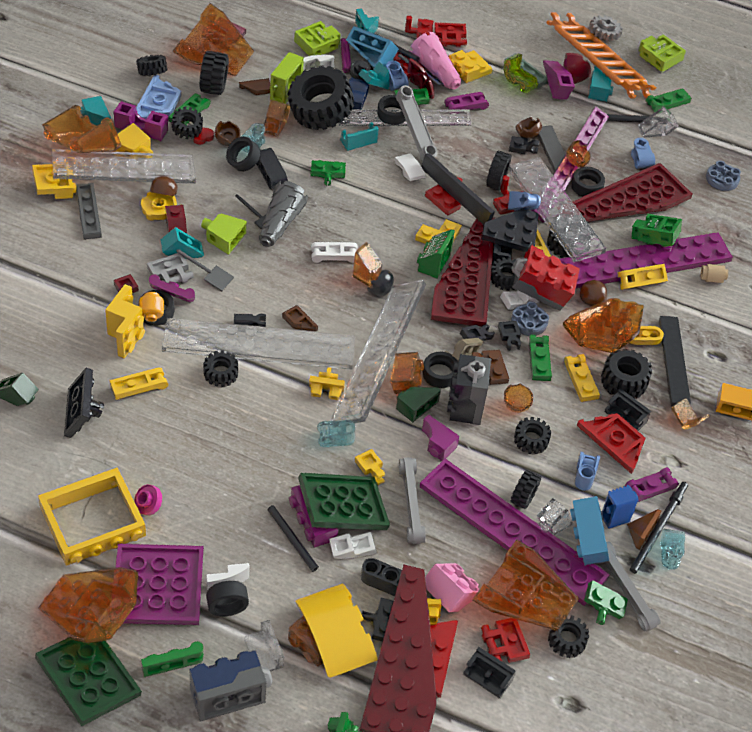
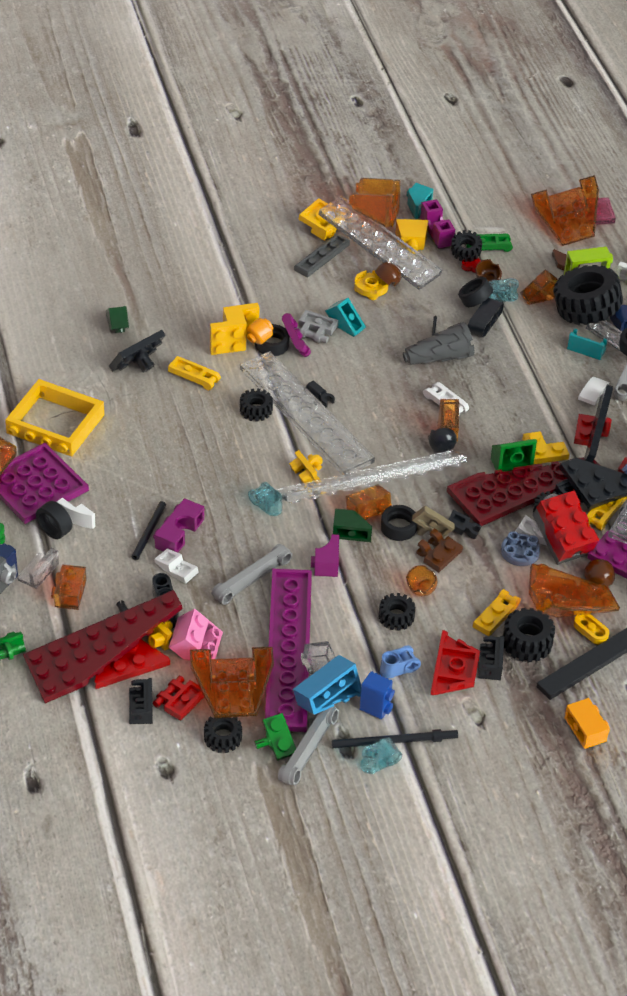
camera: 55 degrees right, 5 degrees down
(128, 280) = (274, 313): dark red plate -> none
(148, 499) = (97, 435): dark pink plate -> none
(151, 65) = (503, 195): black tyre -> none
(158, 97) = (478, 220): light blue wing -> none
(175, 218) = (365, 299): dark red slope -> none
(214, 72) = (535, 226): black tyre -> none
(217, 277) = (341, 355): dark grey piece -> none
(224, 231) = (388, 331): lime torso -> none
(299, 319) = (355, 419): reddish brown tile -> none
(328, 170) = (528, 348): green plate -> none
(337, 630) = (85, 590): yellow panel -> none
(343, 501) = (203, 533): dark green plate -> none
(371, 463) = (259, 532): yellow plate -> none
(469, 389) = (386, 541): piece -> none
(510, 332) = (487, 542): black plate -> none
(525, 489) = (323, 629): black tyre -> none
(540, 358) = (486, 576): green plate -> none
(642, 527) = (380, 728): dark orange slope -> none
(652, 485) = (432, 713): magenta plate -> none
(686, 415) = (534, 696): clear orange bracket -> none

